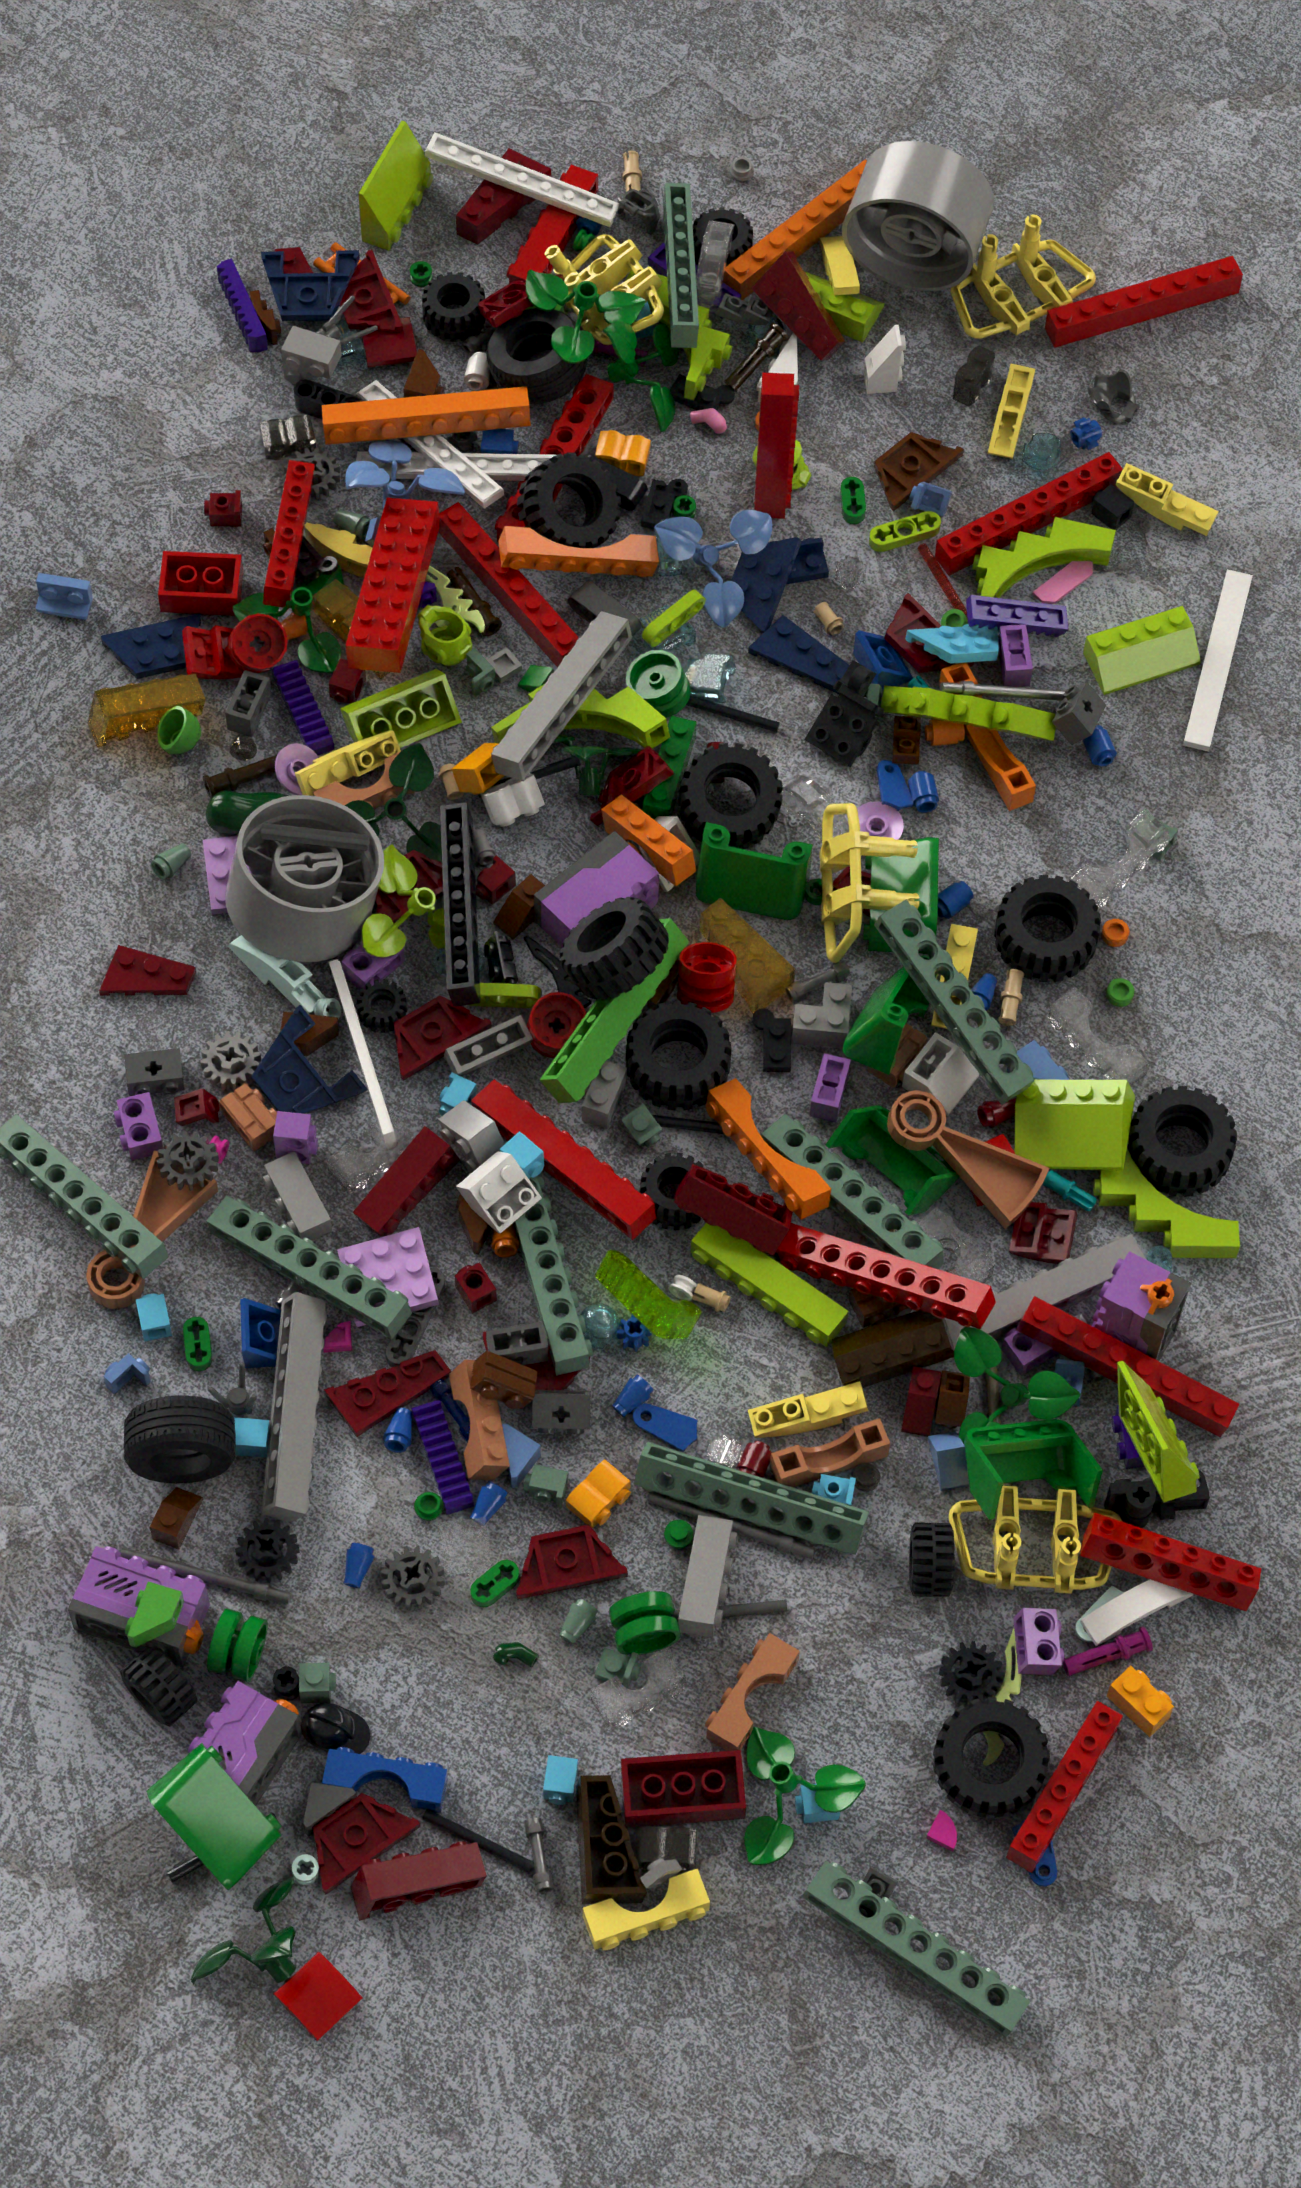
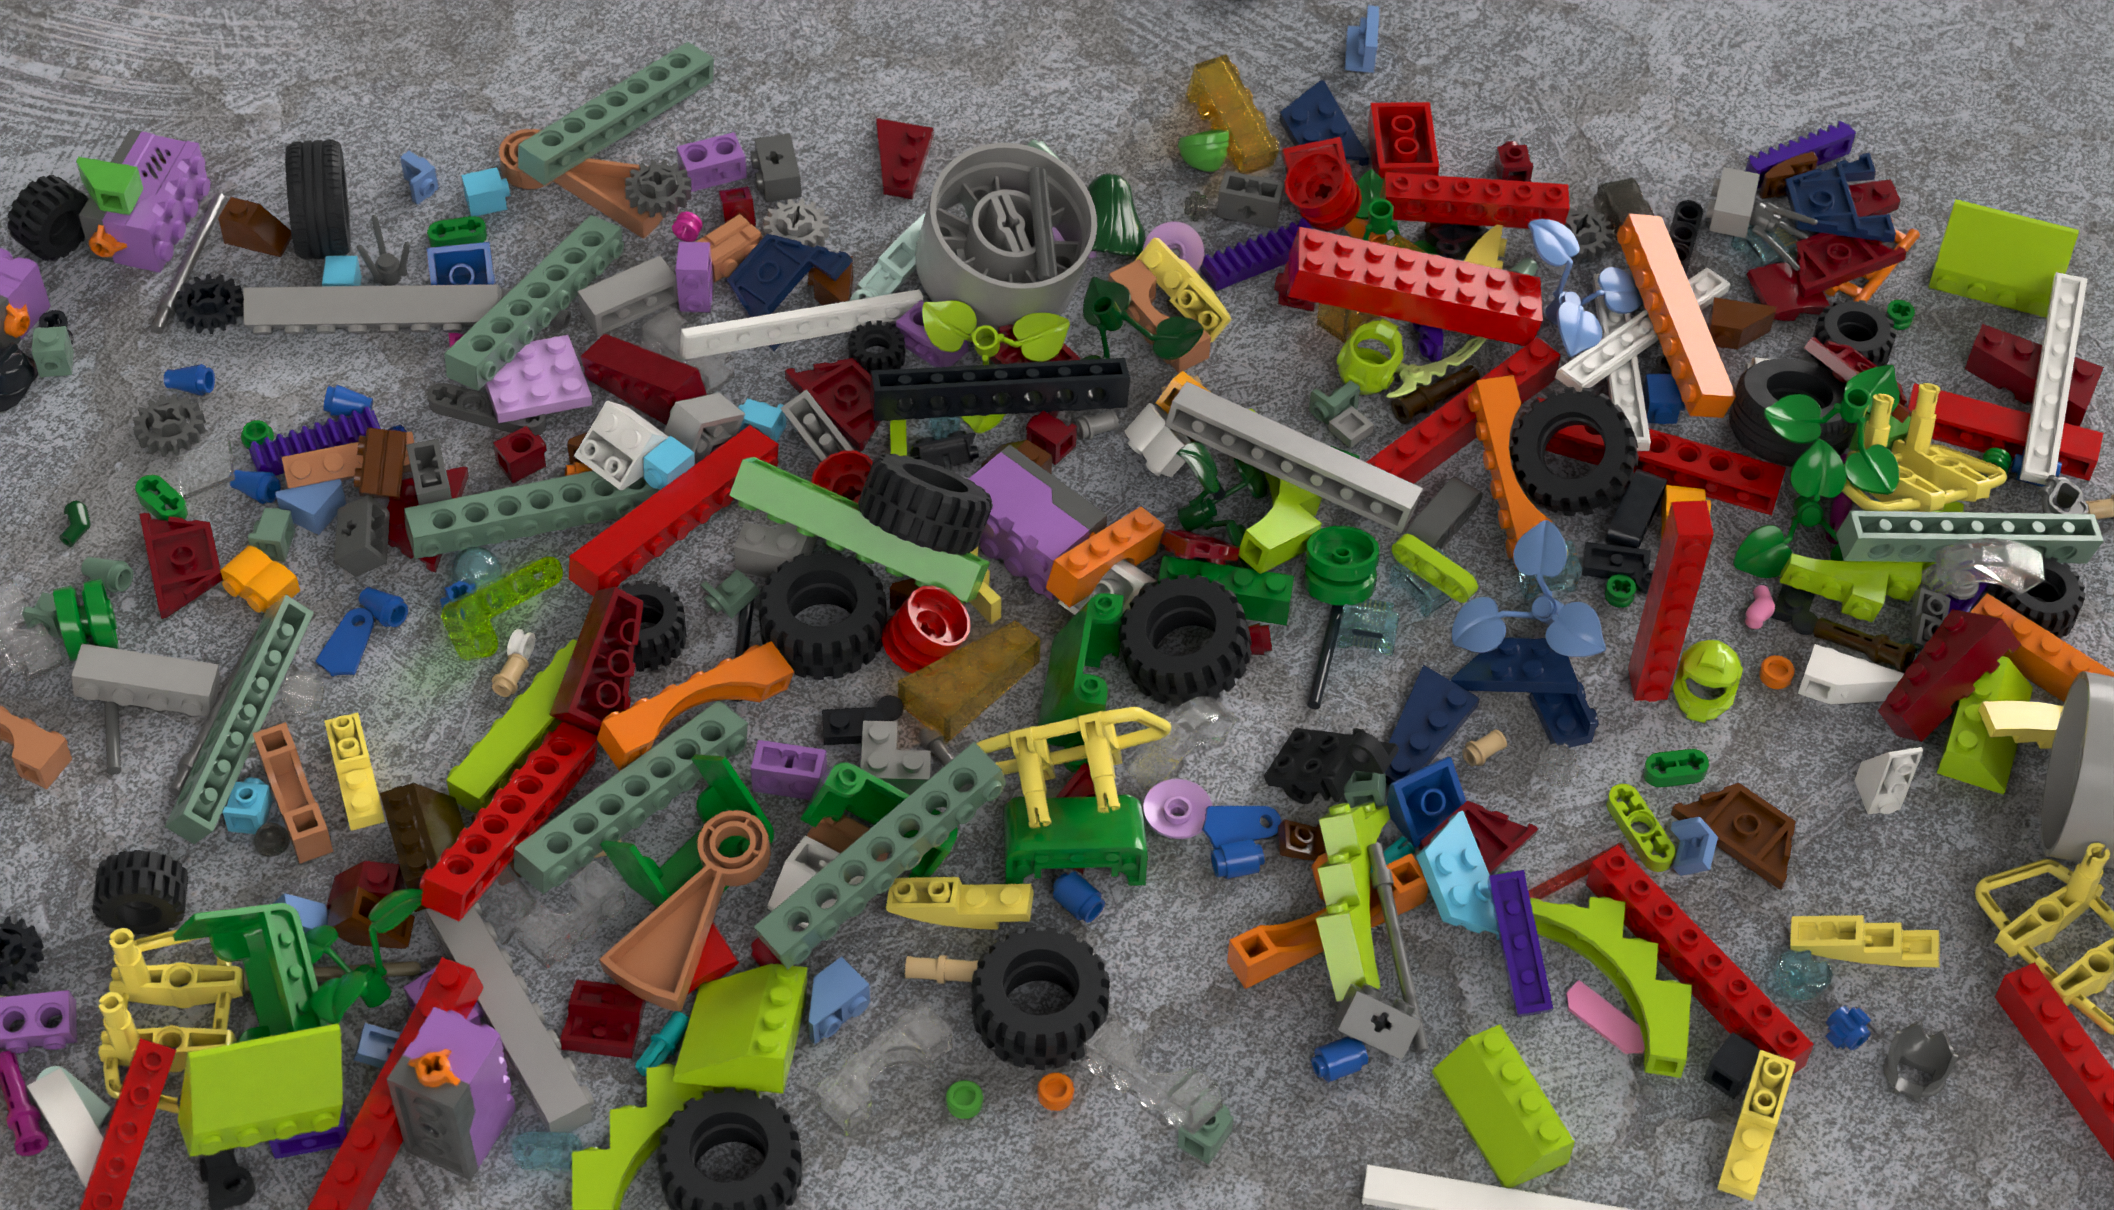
camera: 85 degrees right, 10 degrees down
(231, 779) = (1153, 197): dark brown pin -> none
(237, 1645) = (93, 277): green wheel -> none
(377, 1396) = (388, 378): dark red wing -> none
(409, 709) = (1267, 338): lime slope -> none
(678, 1534) = (212, 655): green plate -> none
(755, 1459) = (300, 723): dark red brick -> none
(973, 375) = (1908, 890): clear smoke brick -> none
(985, 989) = (944, 935): blue cone -> none
(1015, 656) = (1459, 948): medium lavender brick -> none

